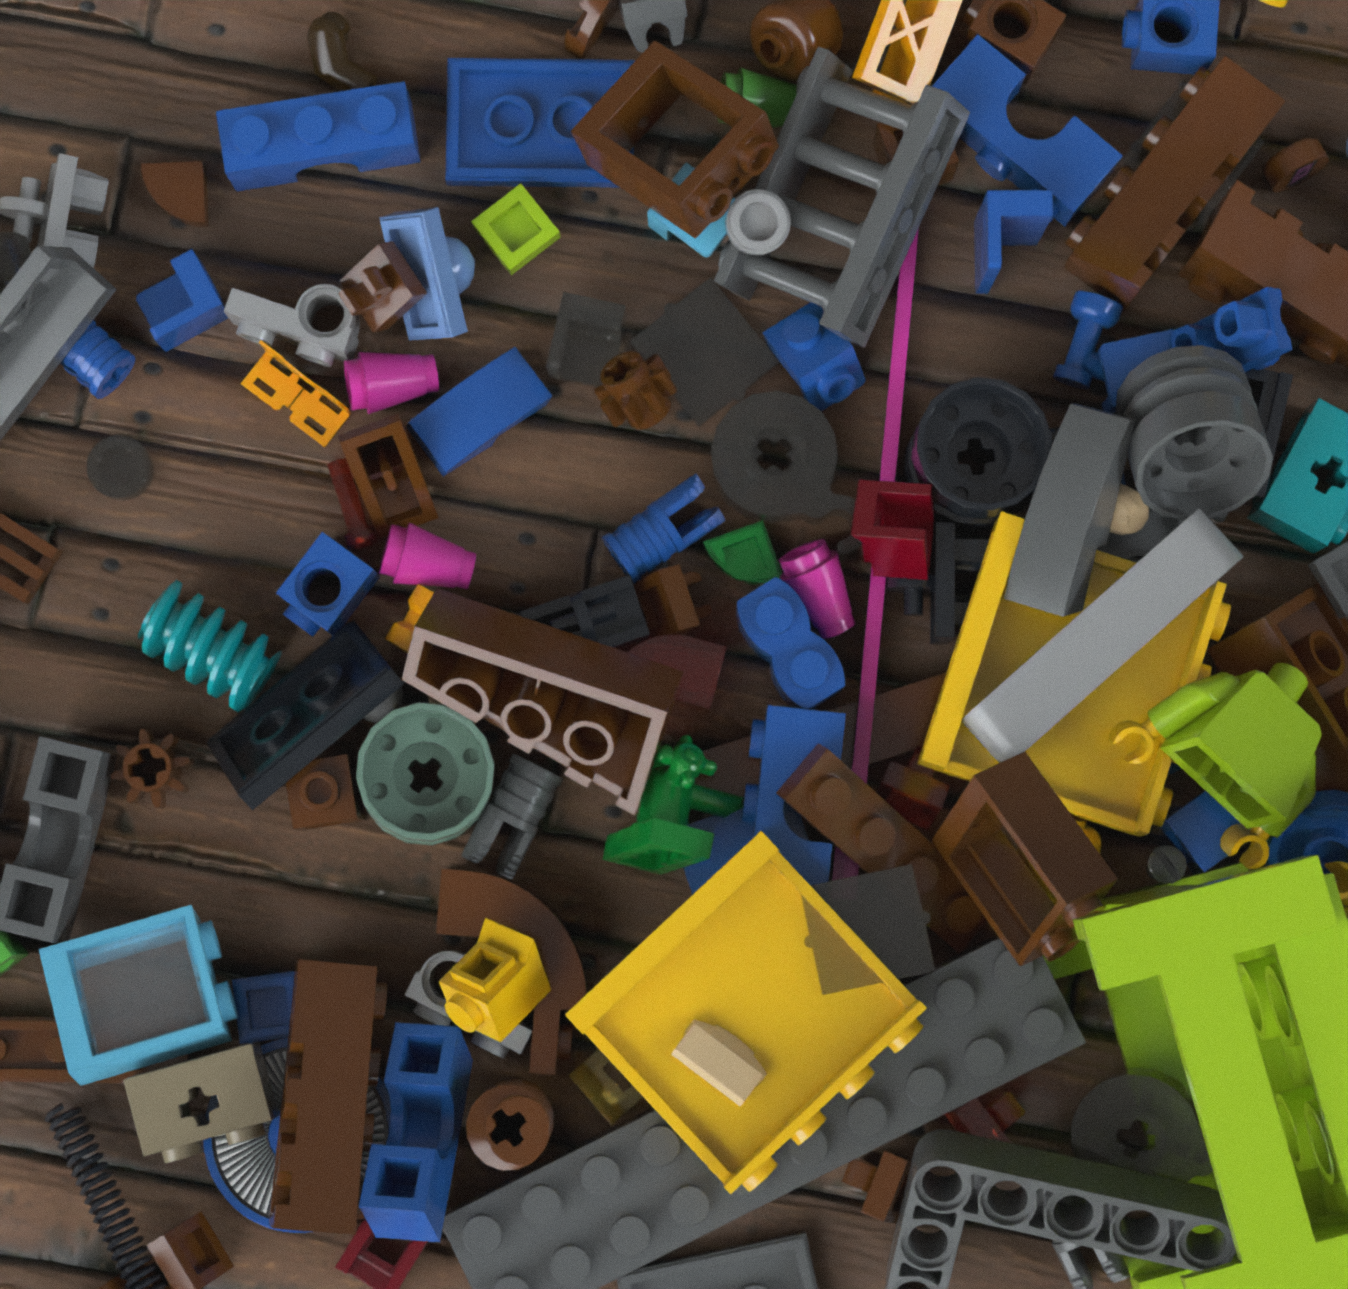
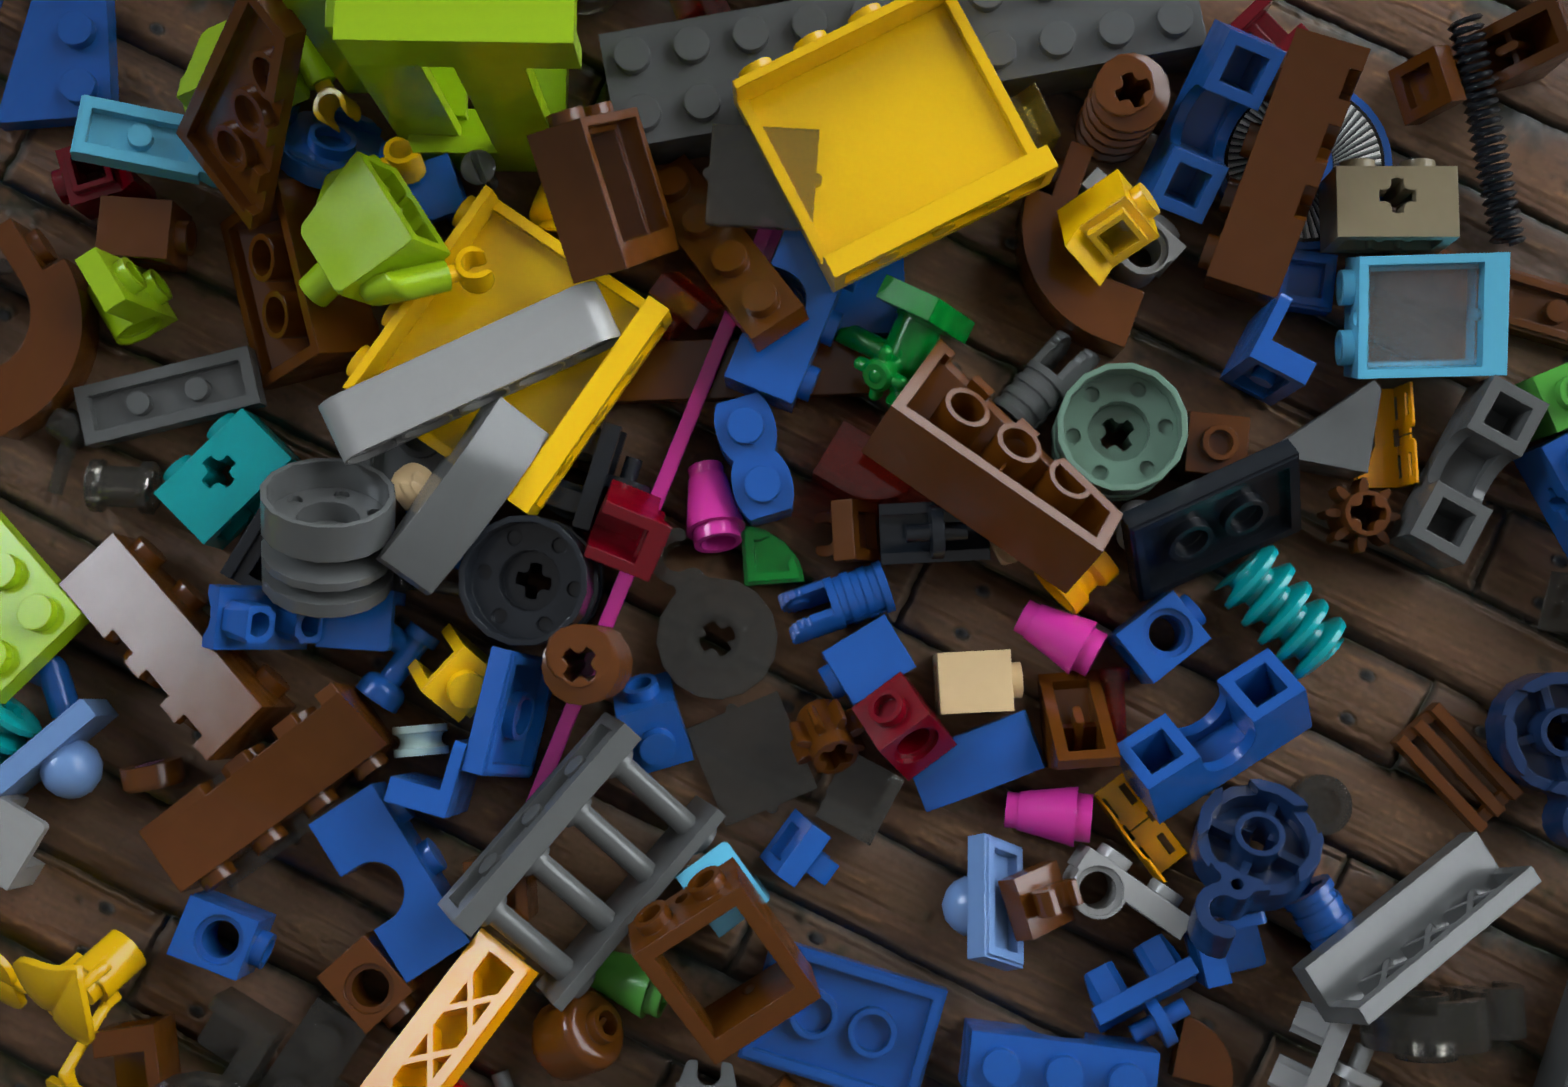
camera: 165 degrees left, 0 degrees up
(137, 837) = (1383, 464): none -> light orange piece
(186, 364) = (1246, 878): none -> dark blue piece
(197, 844) = (1341, 437): none -> dark grey slope
(216, 522) = (1254, 715): none -> blue arch
(275, 214) = (1165, 977): none -> blue hips
(310, 899) = (1262, 365): none -> blue panel
(500, 487) = (976, 681): none -> tan brick
(516, 229) = (895, 923): lime plate -> none
(561, 419) = (903, 726): none -> dark red brick
(618, 475) = (864, 661): none -> blue brick
(631, 272) = (798, 851): none -> blue tile
(720, 1060) = (926, 99): tan piece -> none
(757, 222) = (669, 856): light grey tile -> none
(898, 358) = (563, 663): none -> reddish brown piece
(957, 316) = (508, 716): none -> blue tile
(1014, 336) = (458, 679): none -> yellow window
(1040, 272) = (420, 740): none -> light aqua bush

